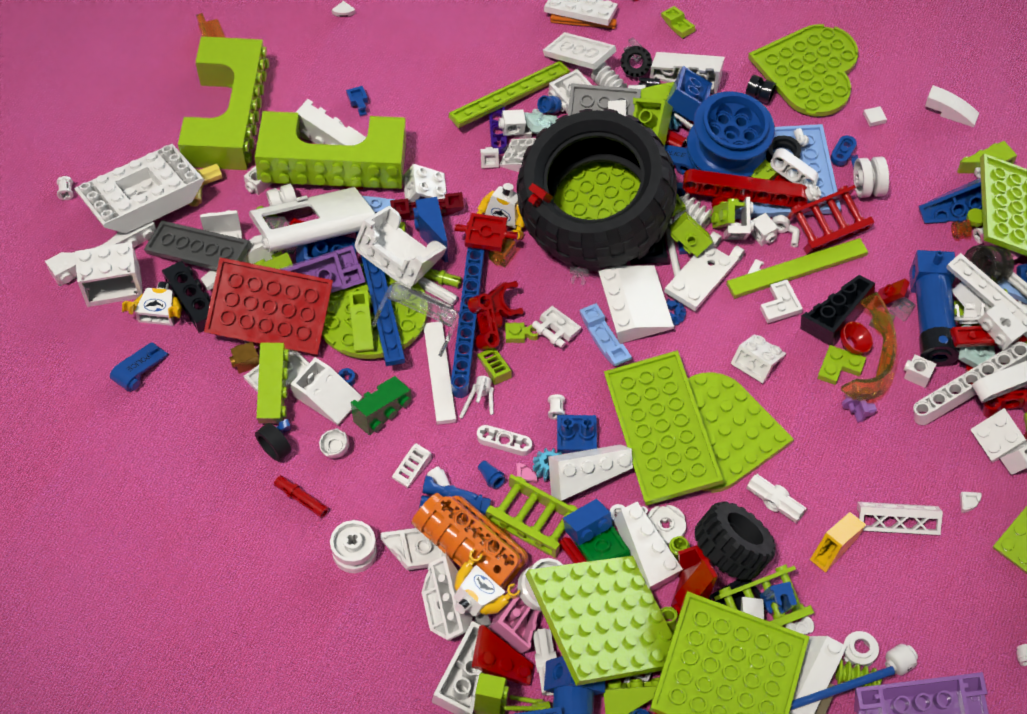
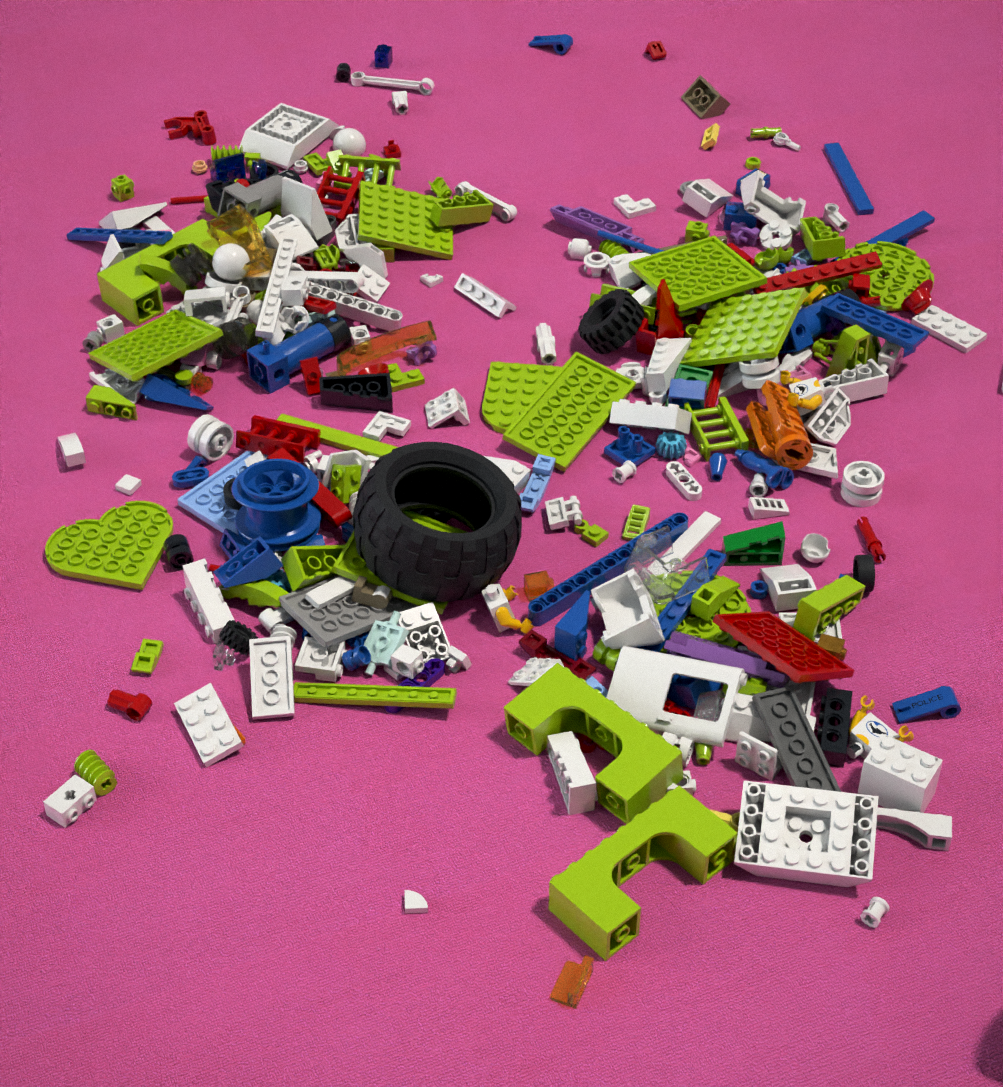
camera: 135 degrees left, 15 degrees down
(358, 97) = (507, 796): blue plate -> none
(482, 388) = (664, 512): white plant -> none
(486, 232) = (542, 587): red plate -> none
(489, 313) = (608, 540): red piece -> none
(500, 659) = (827, 370): red wing -> none
(539, 195) = (505, 503): red tile -> none
(649, 81) = (246, 618): black pin -> none
(677, 544) = (644, 353): lime cone -> none
(782, 595) = (622, 277): blue hinge -> none
(802, 139) = (214, 492): white arm -> none
(813, 193) = (269, 448): white plate -> none
(837, 541) = (539, 302): yellow slope -> none

